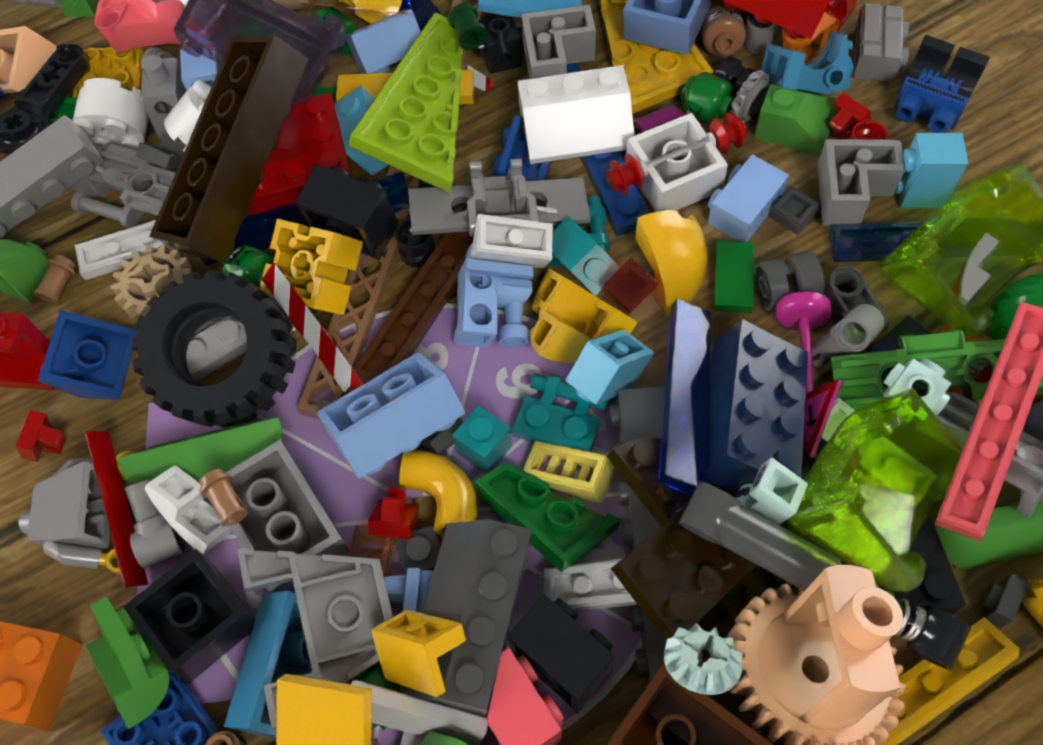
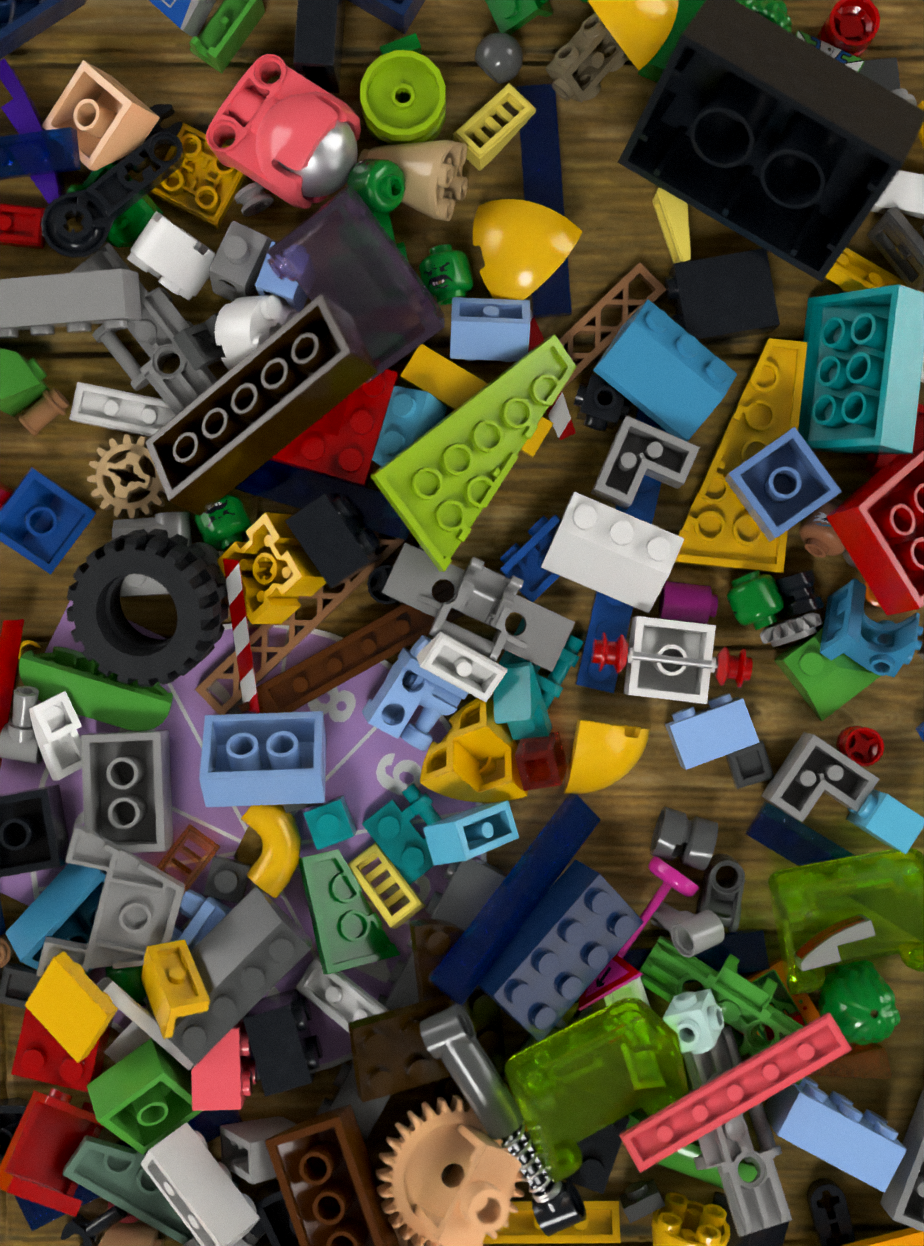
camera: 20 degrees right, 25 degrees up
(218, 489) = (87, 764): medium nougat pin -> none
(358, 8) = (478, 280): sticker -> none
(393, 515) = (221, 842): red tile -> none
(470, 32) = (572, 382): dark green bush -> none
(717, 674) = (350, 1129): light aqua gear -> none
(733, 276) = (646, 795): green tile -> none
(774, 492) = (503, 1036): light aqua leg -> none
(847, 115) = (870, 707): red tile -> none

